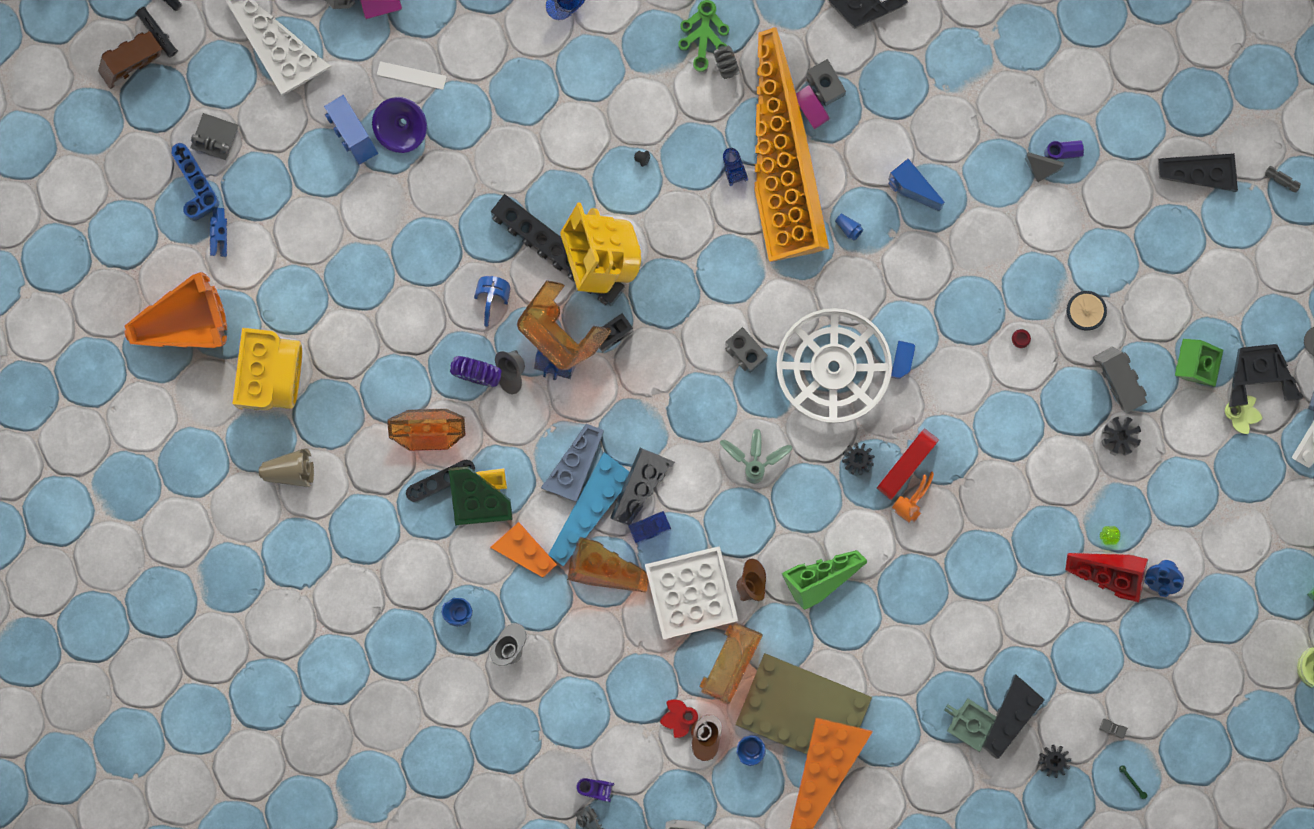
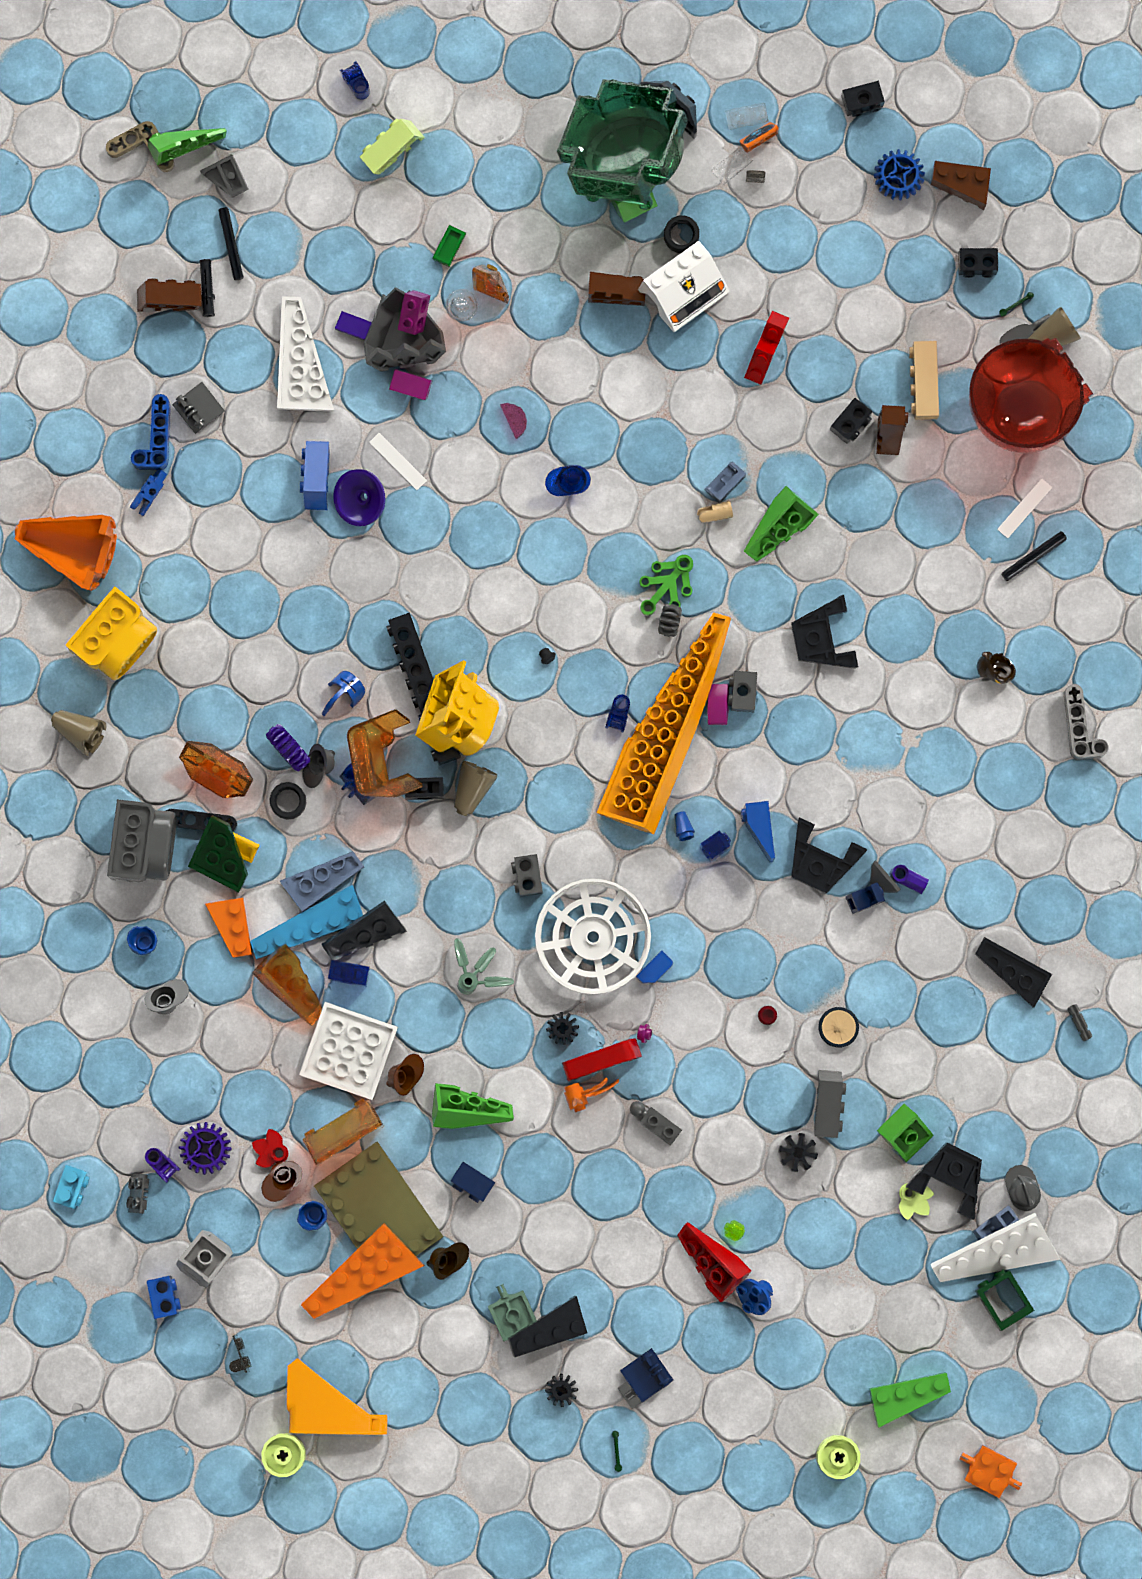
camera: 25 degrees right, 0 degrees up
(404, 529) = (141, 842): none -> dark grey brick
(506, 402) = (287, 786): none -> black tyre
(630, 736) = (191, 1157): none -> dark purple gear
(652, 306) = (472, 787): none -> dark tan cone
(867, 635) = (473, 1182): none -> dark blue brick
(887, 225) = (715, 845): none -> clear blue brick
(888, 714) = (448, 1260): none -> dark brown piece
(929, 419) = (644, 1033): none -> magenta plate
(981, 189) = (819, 867): none -> black wing
(987, 487) = (656, 1122): none -> dark grey plate
(1039, 188) = (865, 898): none -> dark blue brick
(1116, 702) = (646, 1375): none -> dark blue hinge

